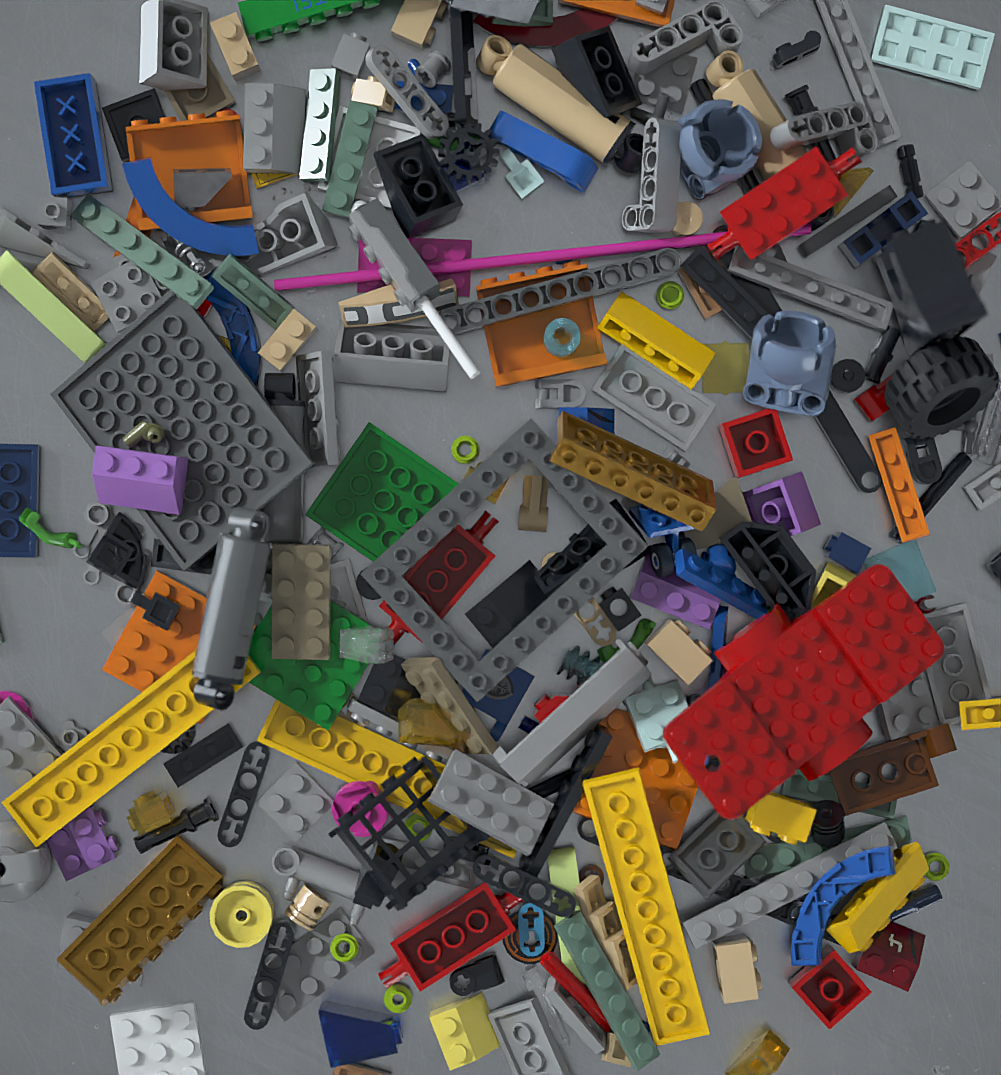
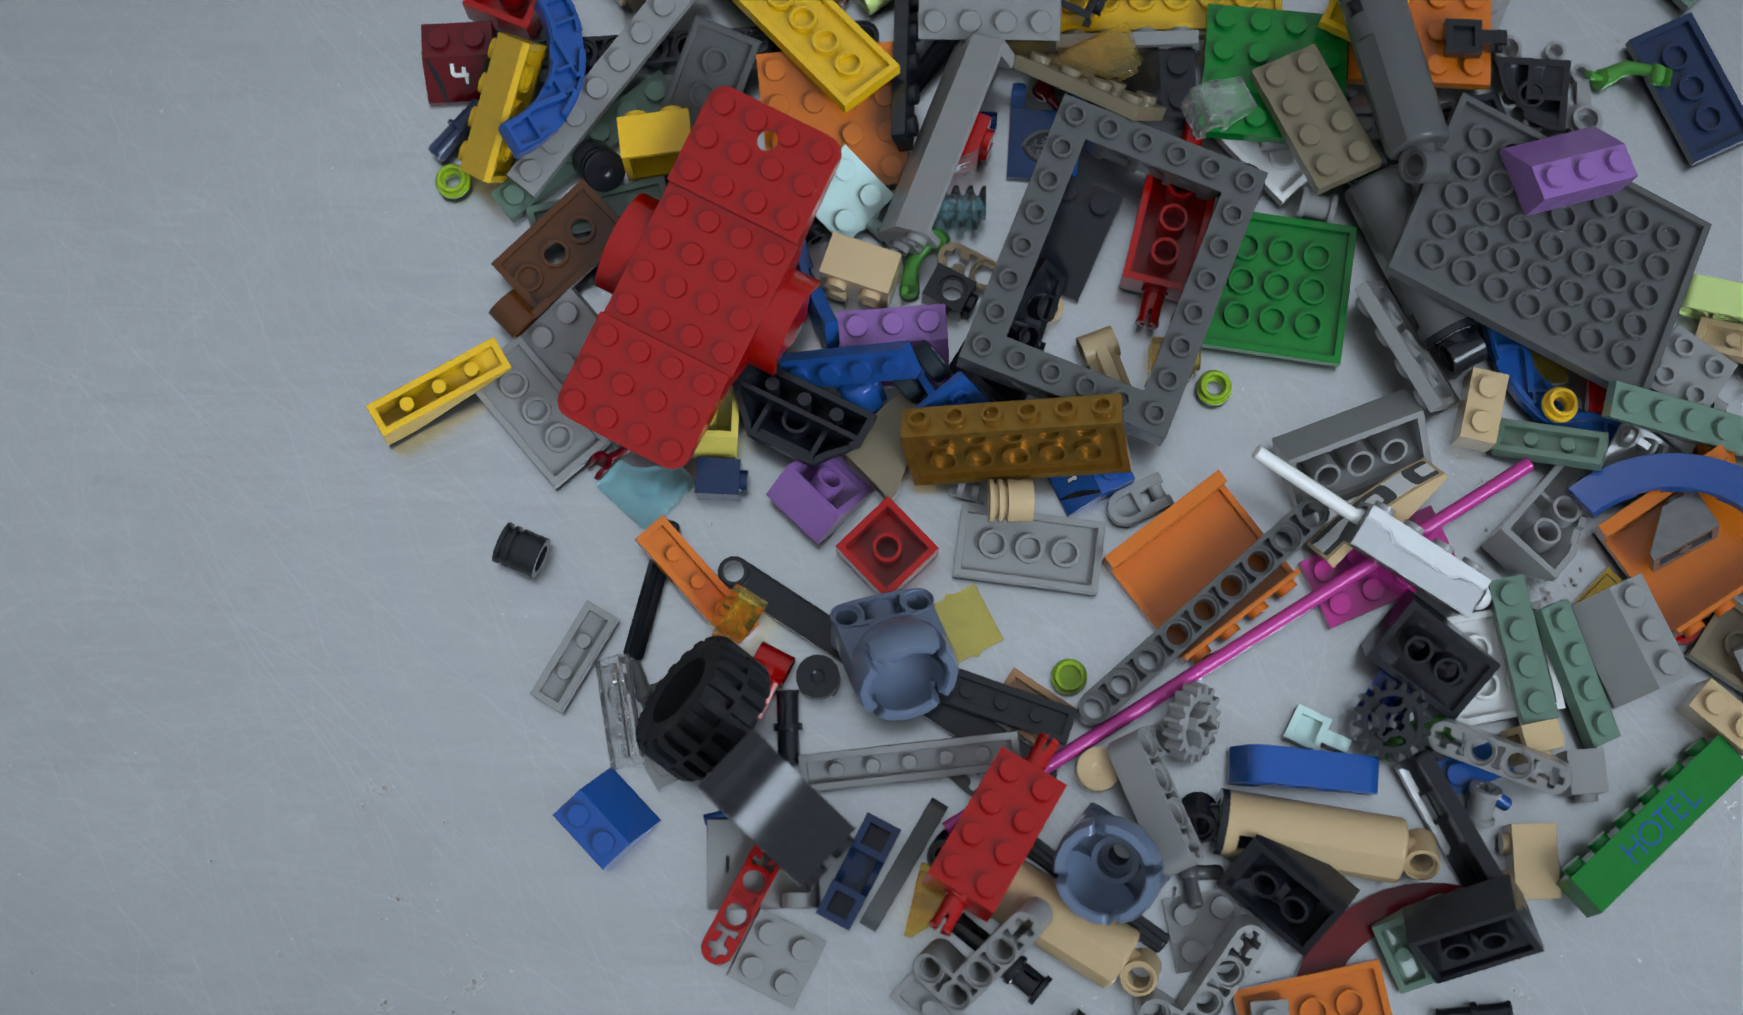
camera: 150 degrees right, 10 degrees down
(146, 431) = (1591, 222): olive arm -> none
(223, 315) = (1566, 398): none -> yellow plate
(570, 330) = (1175, 545): clear light blue piece -> none
(605, 219) = (1191, 722): none -> light grey gear
(653, 433) = (1010, 500): none -> tan piece
(656, 340) = (1060, 613): yellow brick -> none
(885, 444) = (737, 614): none -> clear yellow slope
(910, 170) = (857, 961): black axle -> none
(927, 468) = (673, 619): black plate -> none

